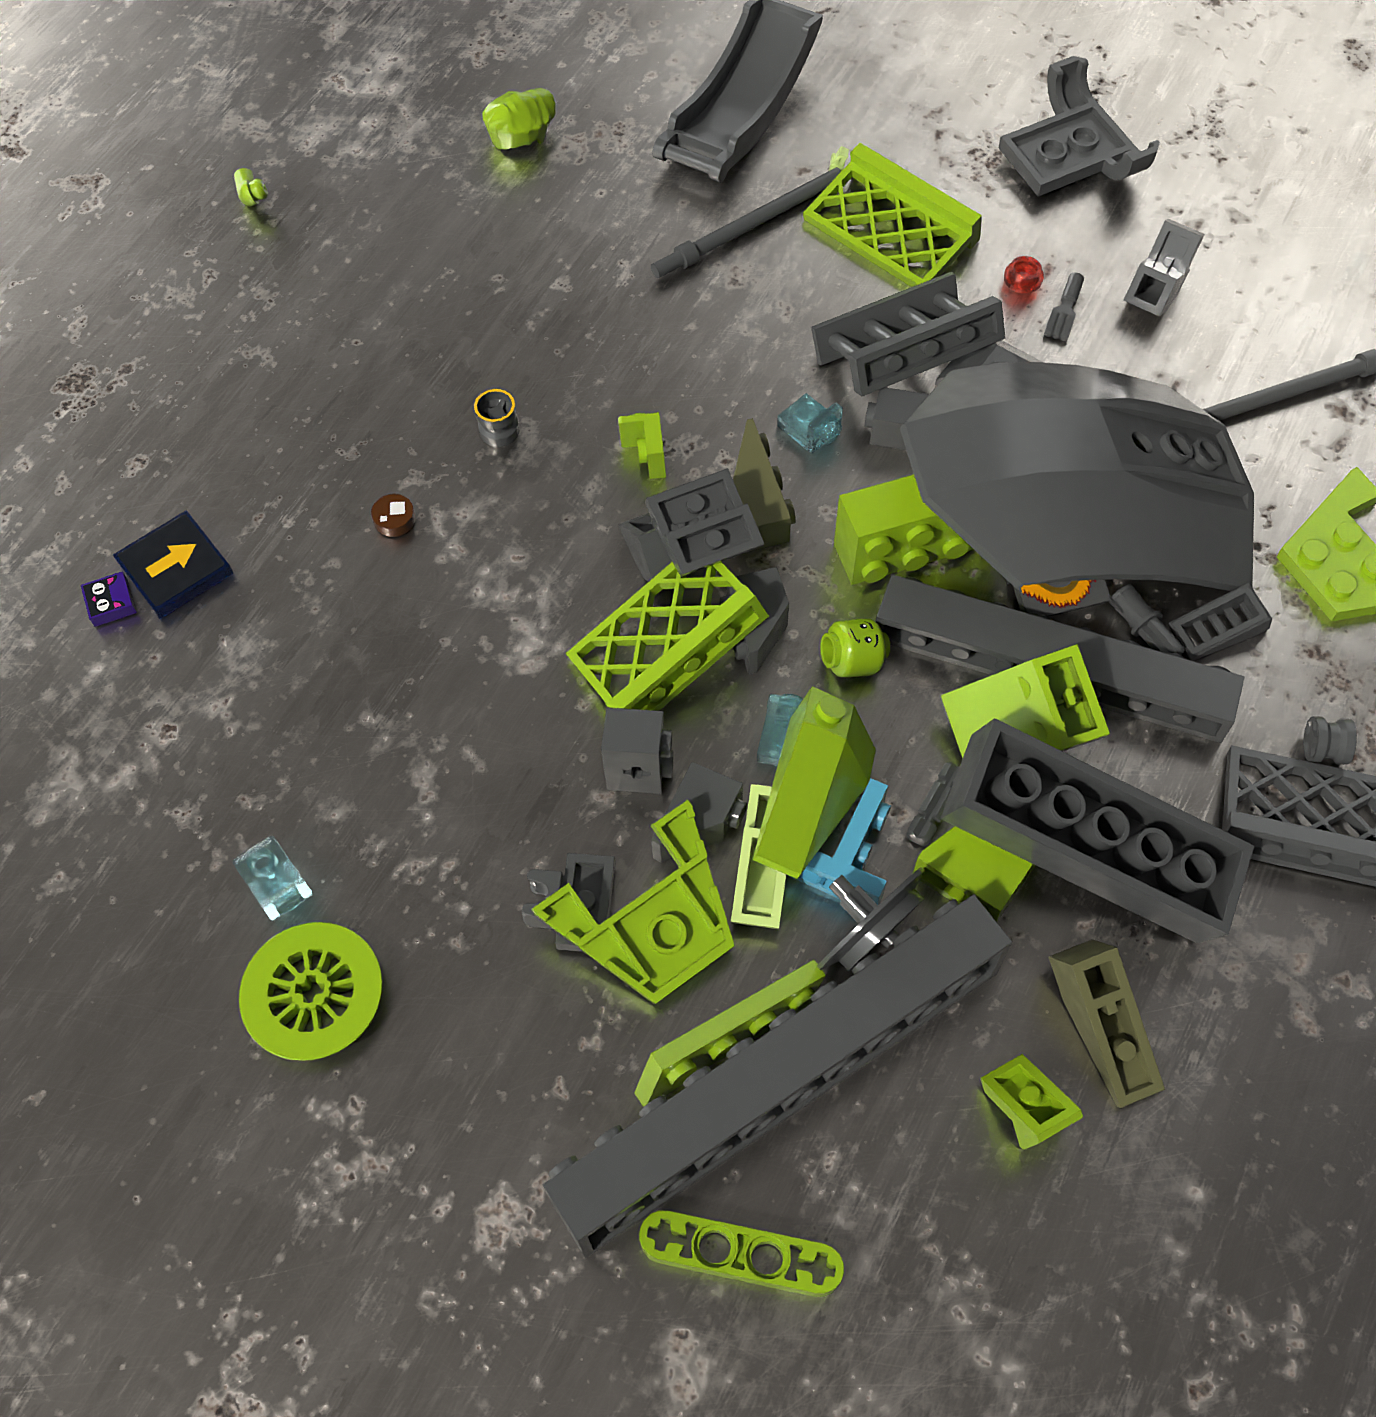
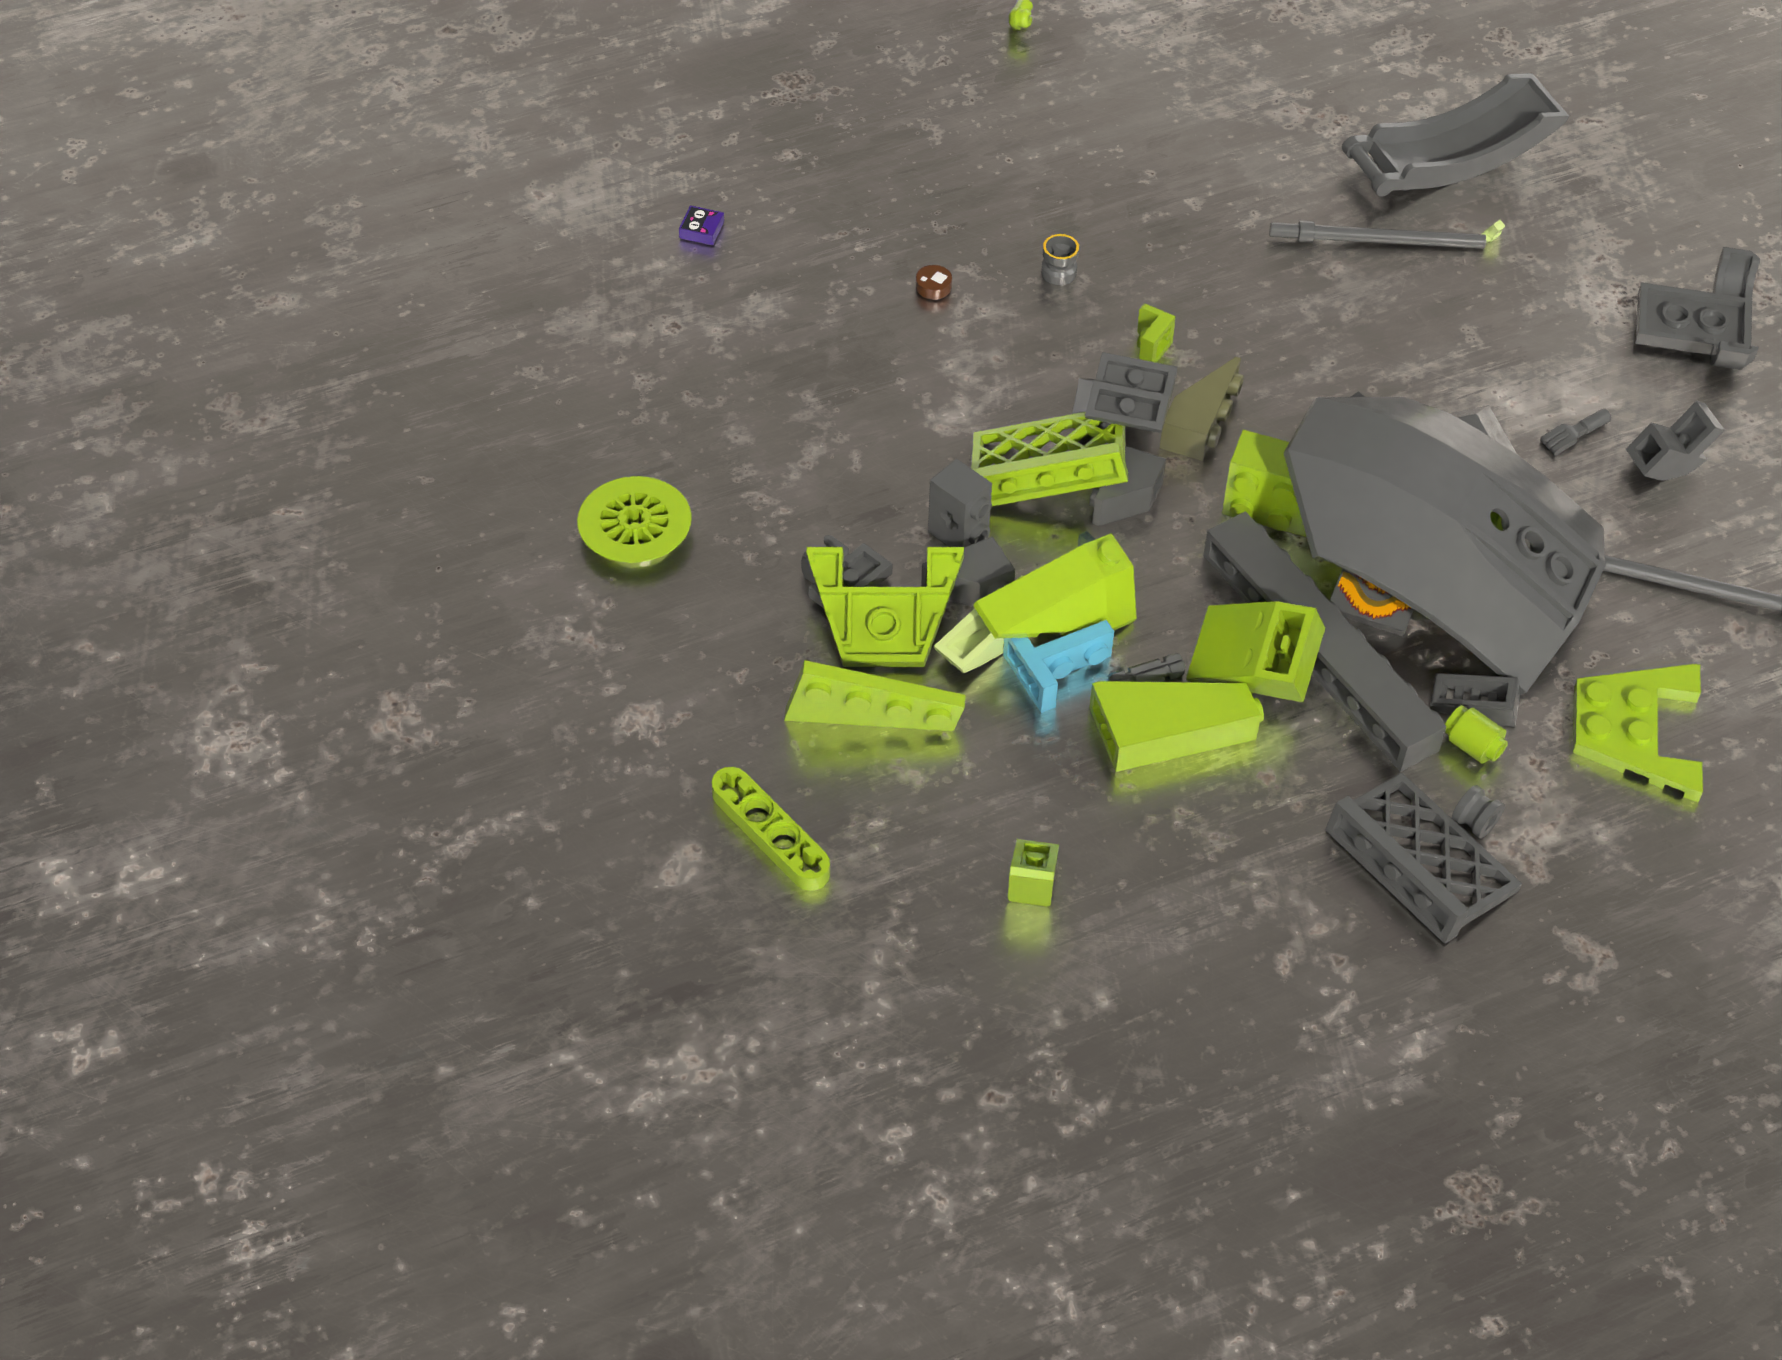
camera: 35 degrees right, 10 degrees down
(173, 564) = (760, 228): black tile -> none
(272, 878) = (664, 442): clear light blue bracket -> none
(519, 117) = (1264, 69): lime hair -> none
(776, 1075) = (885, 739): dark grey brick -> none
(811, 422) = (1291, 392): clear light blue bracket -> none
(854, 648) = (1179, 545): lime head -> none
(874, 921) = (1021, 689): dark grey piece -> none
(908, 333) = (1417, 369): dark grey fence -> none
(915, 198) = (1519, 278): lime fence -> none
(1024, 275) = (1563, 389): clear red plate -> none
(1098, 832) = (1227, 736): dark grey brick -> none
(1107, 1019) = (1135, 862): olive slope -> none
(1145, 621) = (1417, 659): dark grey axle -> none
(1261, 662) = (1476, 734): none -> lime brick

